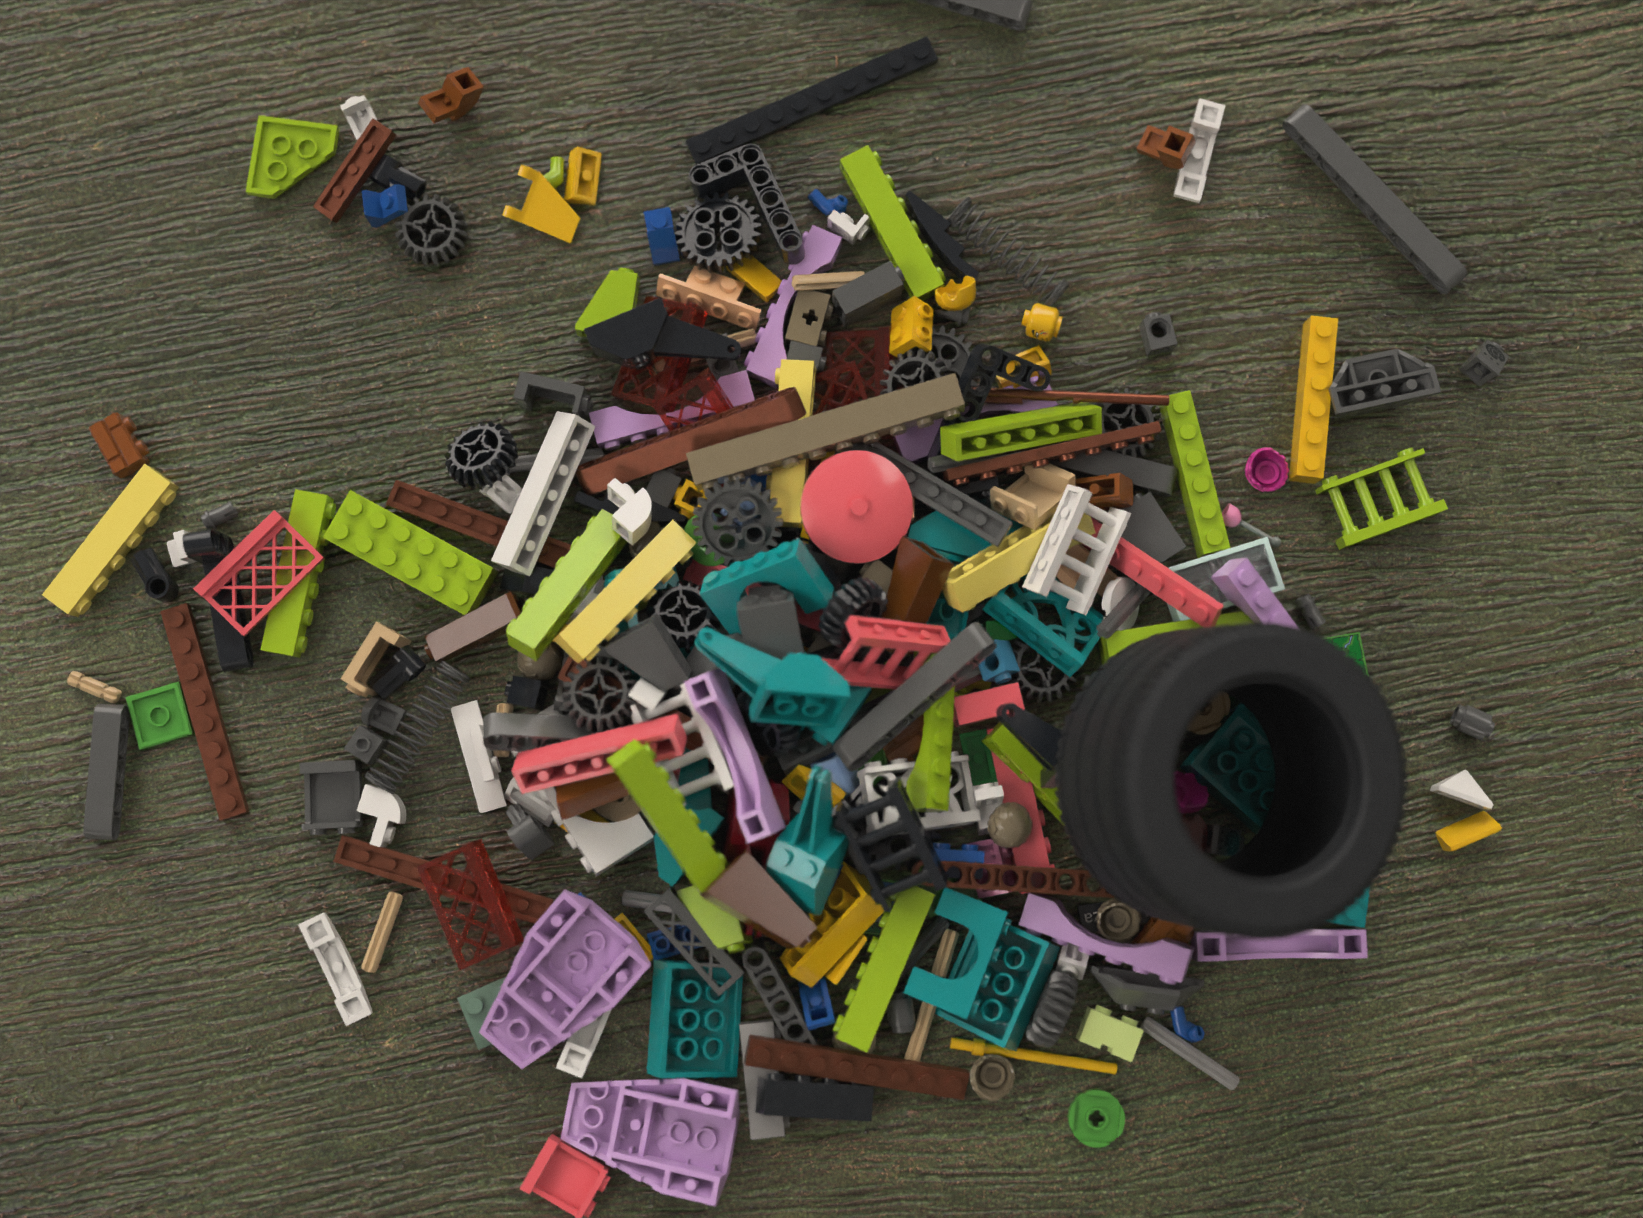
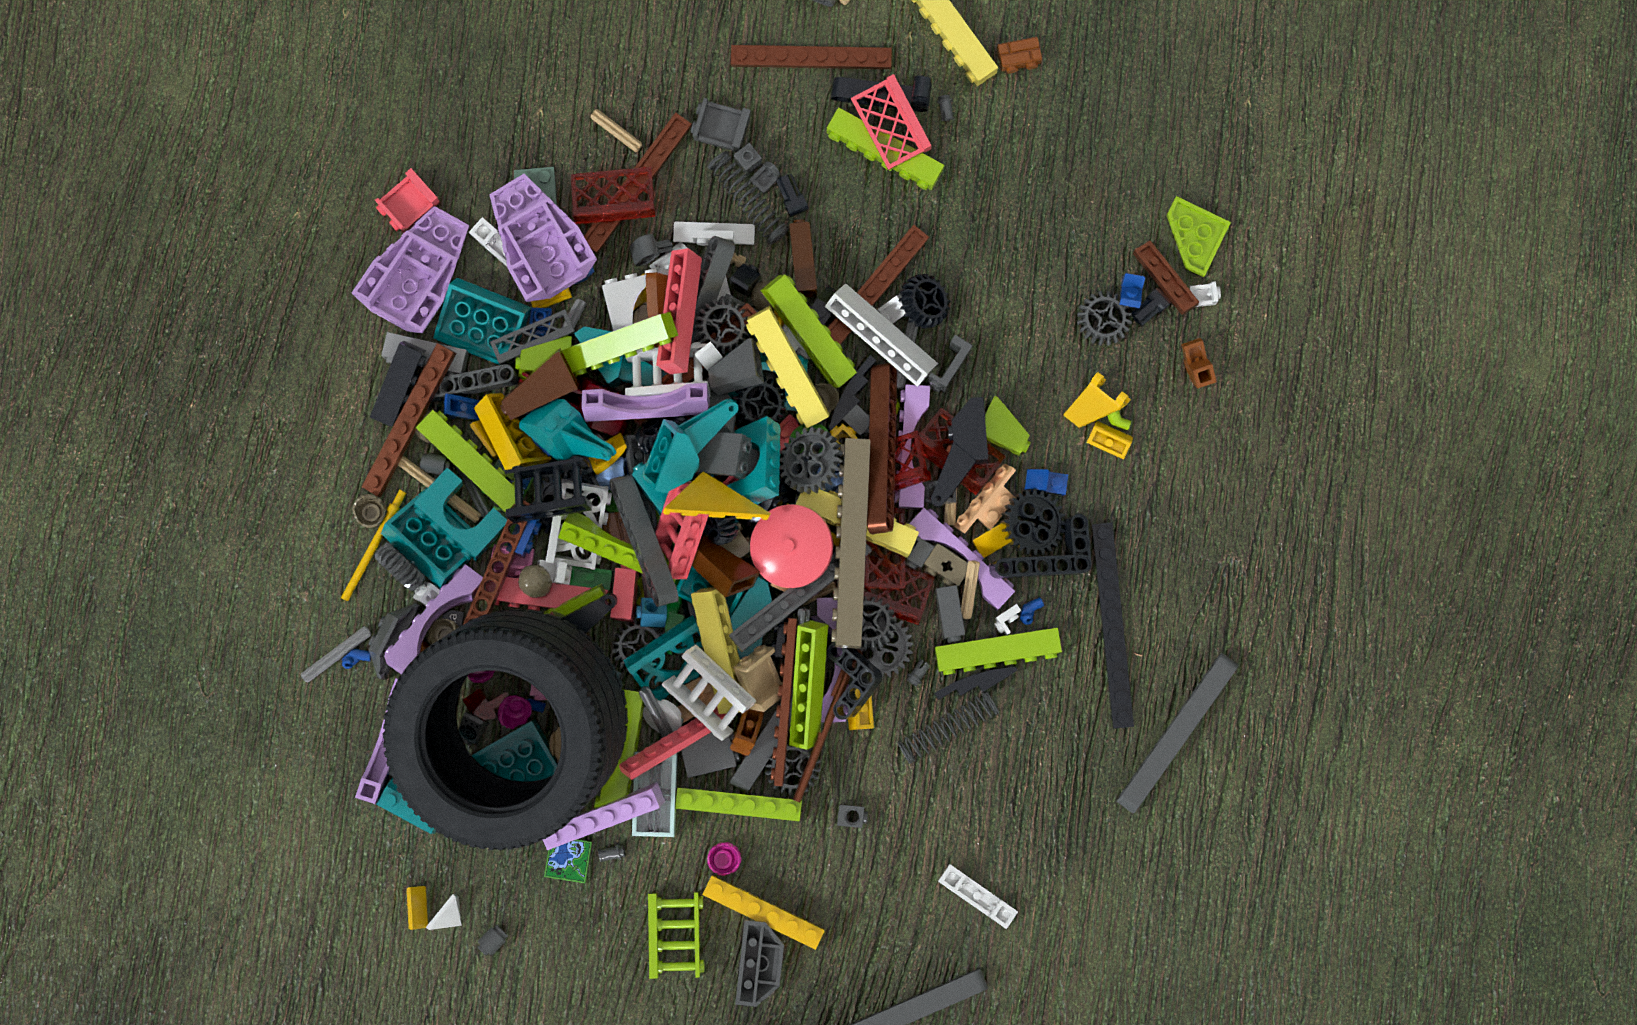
camera: 110 degrees right, 0 degrees up
(153, 575) = (919, 50): black piece -> none
(160, 716) = (818, 26): bright green tile -> none
(176, 550) = (932, 72): white bracket -> none
(337, 967) = (602, 94): white slope -> none
(369, 657) = (818, 192): tan panel -> none
(388, 809) = (698, 159): white brick -> none
(410, 554) = (871, 230): lime brick -> none
(635, 511) = (842, 393): white brick -> none
(835, 615) = (714, 498): none -> yellow tile
(911, 326) = (915, 636): yellow bracket -> none
(956, 296) = (927, 677): yellow hair -> none
(1042, 322) = (888, 734): yellow head -> none
(1082, 1127) = (312, 562): bright green plate -> none
(1119, 1035) = (370, 603): yellowish green brick -> none
(1168, 146) = (989, 872): dark orange brick -> none
(1232, 518) = (699, 821): hinge -> none

